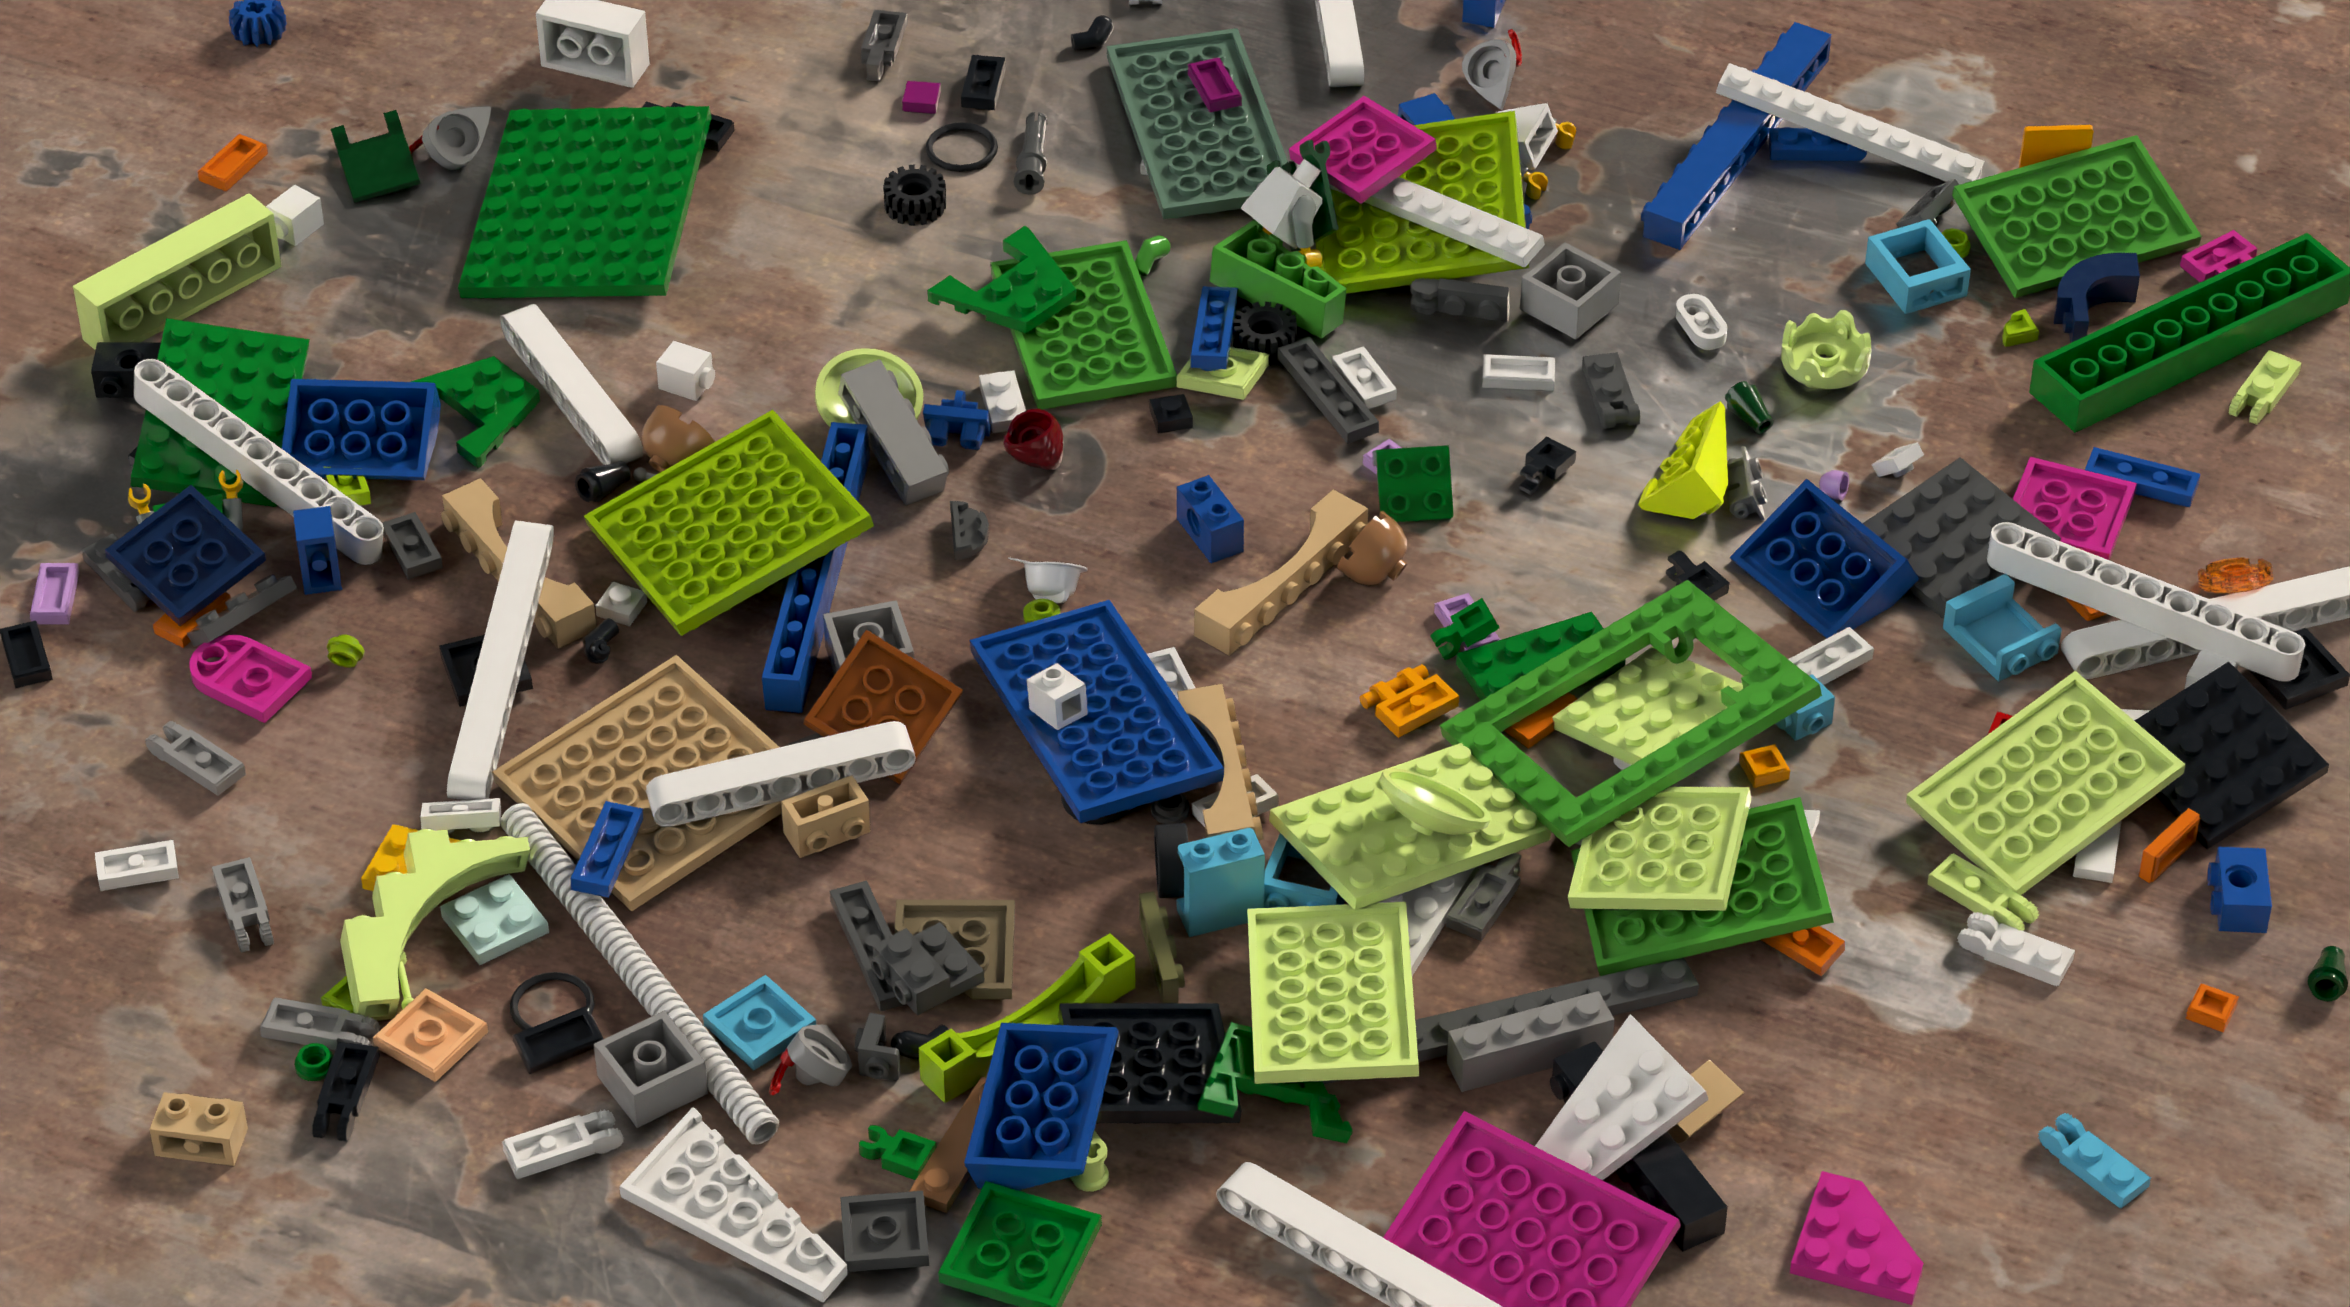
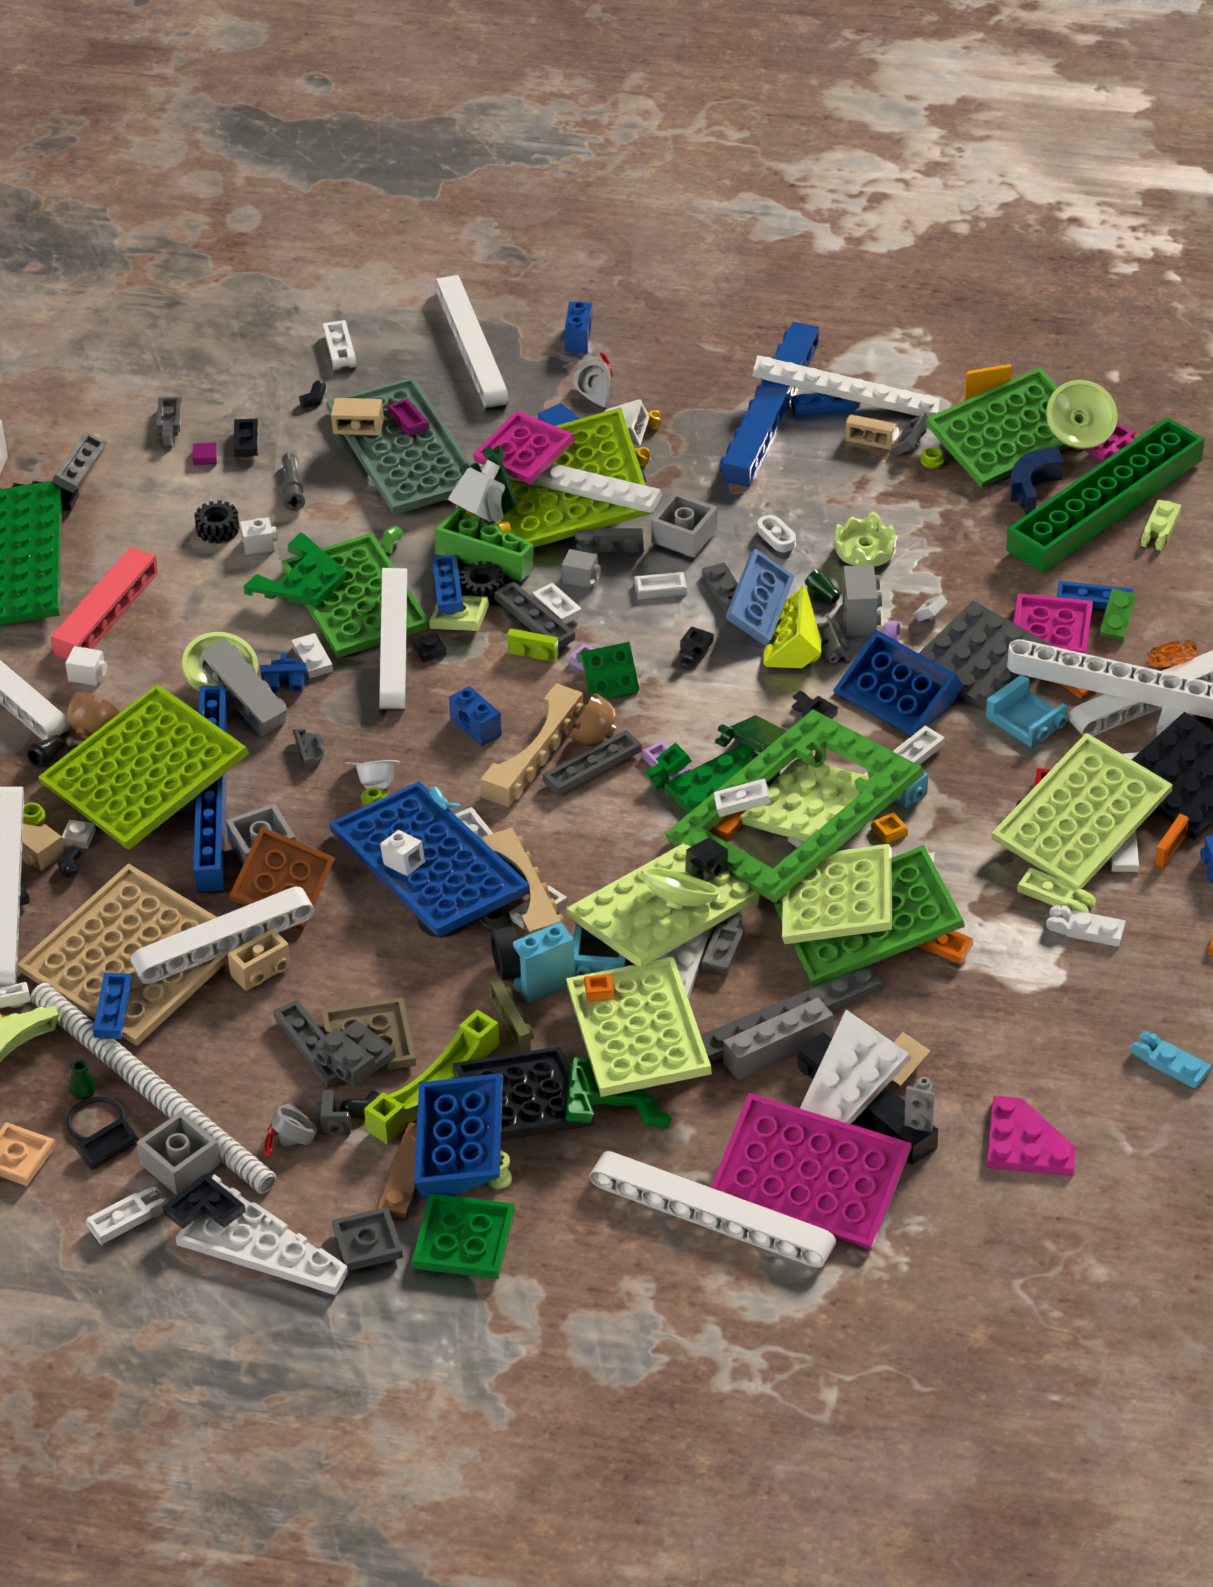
camera: 10 degrees left, 0 degrees up
(494, 919) = (40, 1066): light aqua plate -> none
(542, 949) = (82, 1082): none -> dark green cone
(564, 567) = (33, 814): none -> lime plate
(668, 1136) = (204, 1197): none -> black plate
(734, 286) = (105, 602): none -> coral brick
(742, 85) = (79, 462): none -> dark grey plate
(757, 1021) = (244, 1109): medium azure plate -> none
(902, 1154) = (365, 1184): green plate -> none
(966, 167) = (240, 469): black tyre -> none
(967, 223) = (258, 536): none -> white brick
(1035, 439) = (342, 678): dark red hair -> none
(1119, 394) = (393, 638): none -> white beam
(1130, 630) = (440, 800): none -> medium azure piece
(1141, 73) = (357, 416): none -> tan brick
(1288, 929) = (599, 987): none -> orange tile
(1315, 431) = (532, 645): none -> lime plate
(1360, 609) = (592, 762): none -> dark grey plate
(1408, 332) = (580, 569): none -> light grey brick
(1415, 705) = (645, 821): light orange plate -> none
(1484, 771) = (706, 859): none -> black brick
(1555, 690) = (742, 797): none -> white plate
(1598, 600) = (753, 732): none -> dark green flag
(1654, 409) = (760, 597): none -> medium blue plate
(1703, 1167) = (920, 1105): none -> light grey hinge
(1798, 434) = (861, 600): none -> light grey brick
(1873, 195) = (871, 432): none -> tan brick
(1913, 292) = (912, 494): medium azure window -> none
(2019, 329) = (989, 508): lime tile -> none
(2168, 508) = (1117, 615): none -> bright green plate
(2194, 196) = (1091, 405): none -> yellowish green dish

